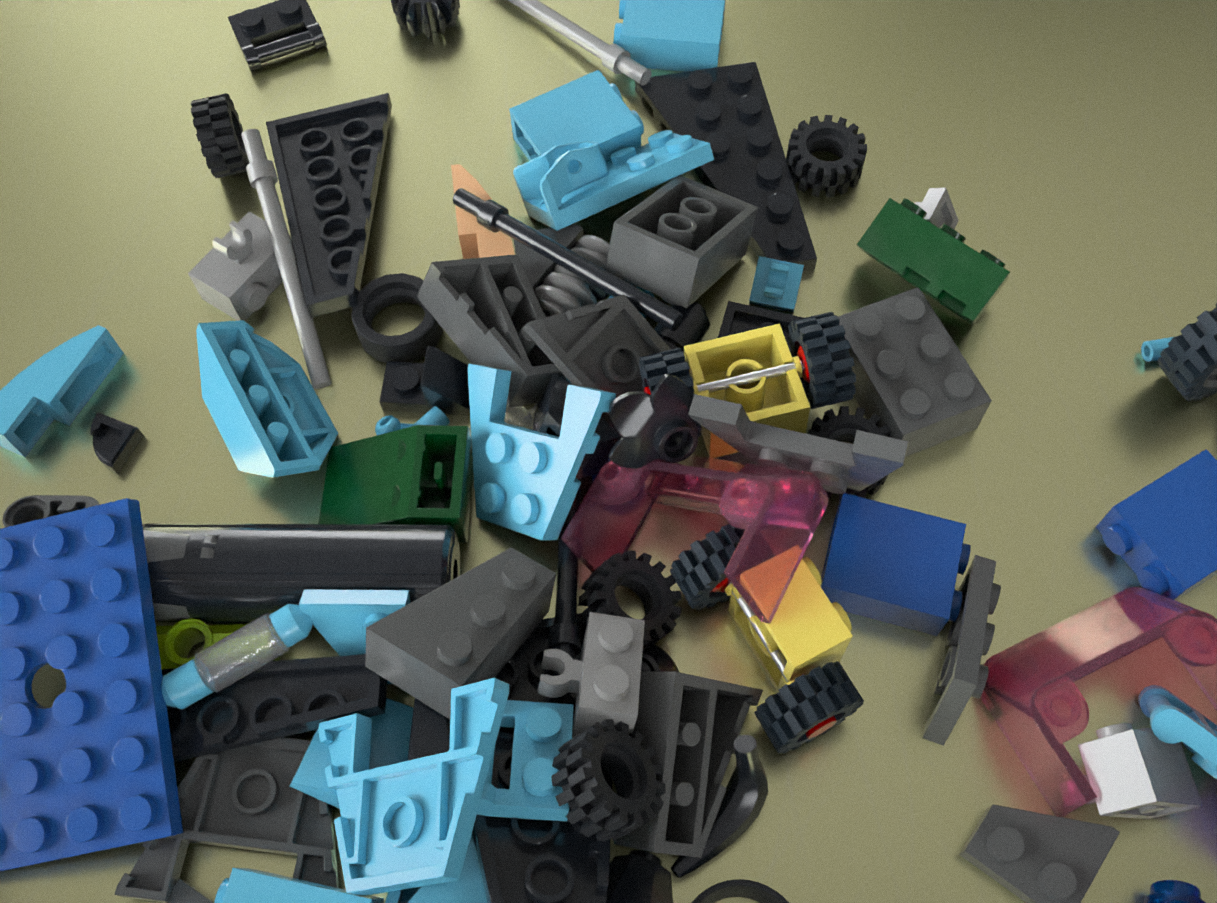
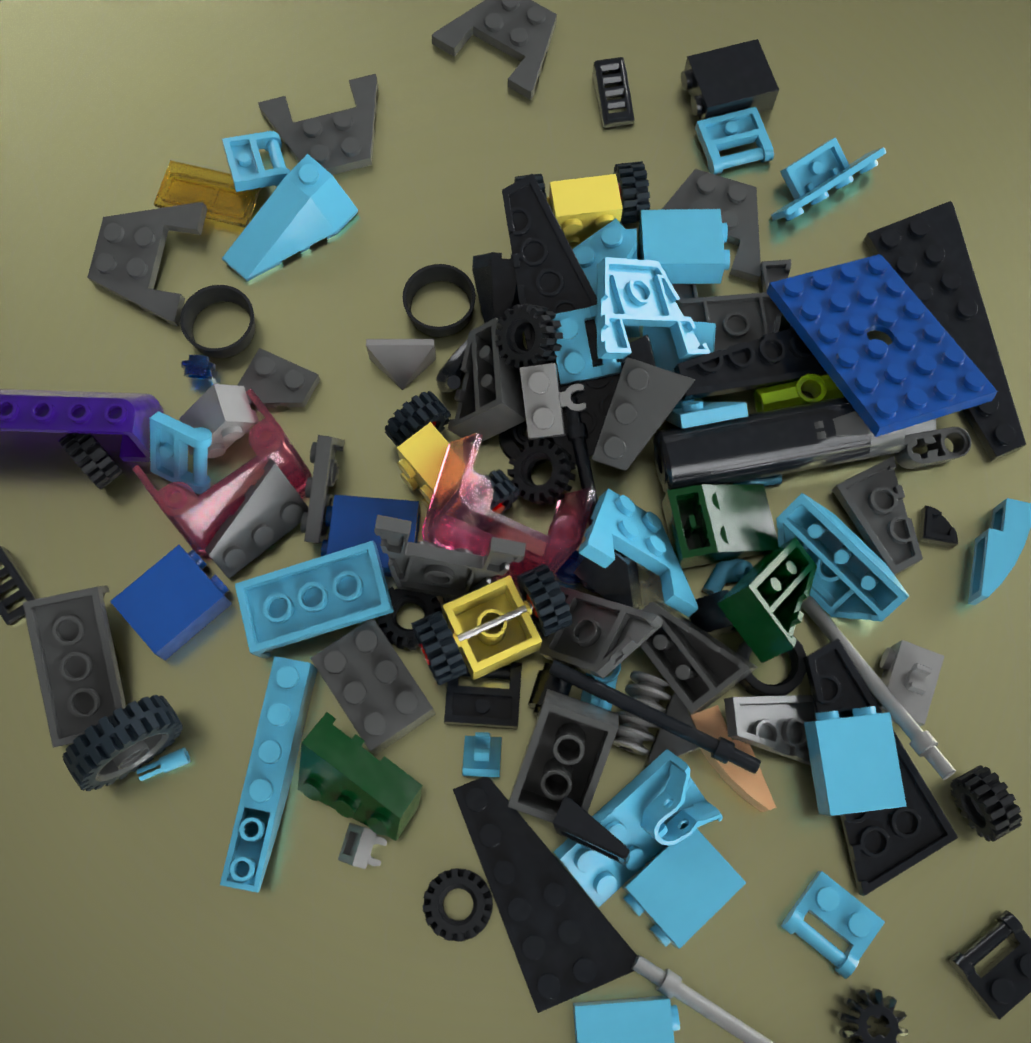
camera: 165 degrees right, 10 degrees up
(179, 461) = (878, 512): none -> dark grey wing
(236, 656) = (775, 376): piece -> none
(347, 177) = (854, 762): none -> medium azure brick
(371, 363) = (769, 600): none -> dark green wedge
(413, 242) = (772, 723): none -> dark grey wing
(421, 95) = (841, 914): none -> medium azure plate
(650, 420) = (541, 553): black plate -> none
(674, 143) = (583, 829): none -> black slope
(822, 848) = (401, 358): none -> light grey slope
(990, 473) = (313, 598): none -> medium azure plate
(1040, 313) = (269, 773): none -> medium azure slope
(1063, 611) = (261, 520): none -> dark grey wing

